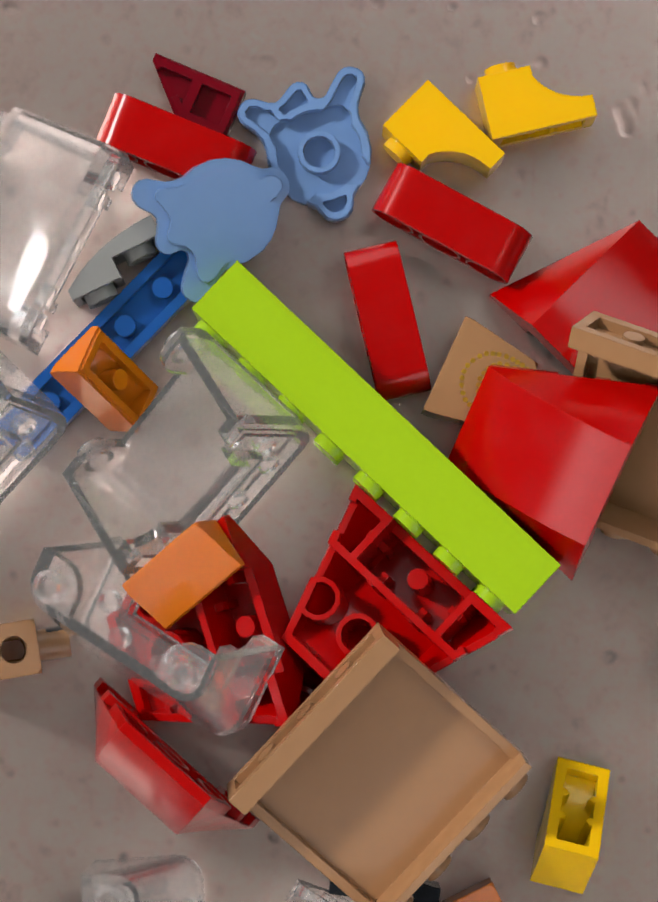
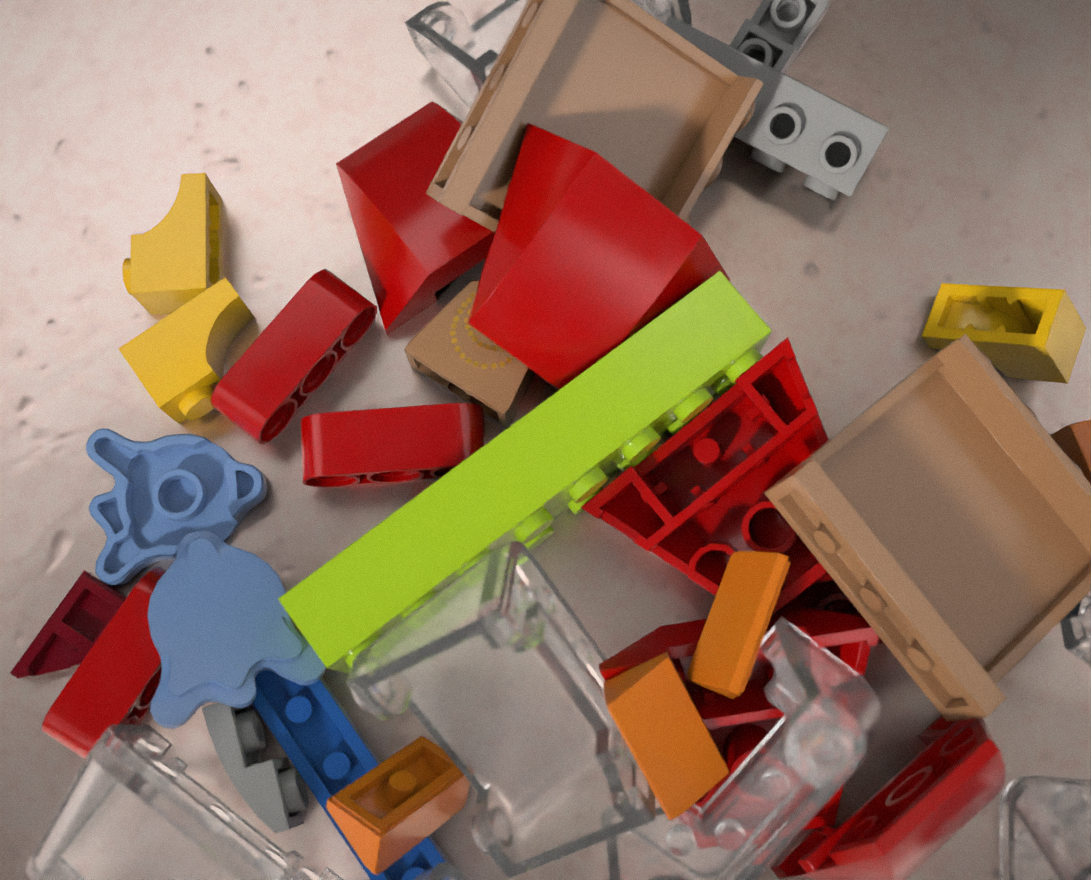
camera: 80 degrees left, 10 degrees down
(276, 616) = (738, 621): none -> orange slope

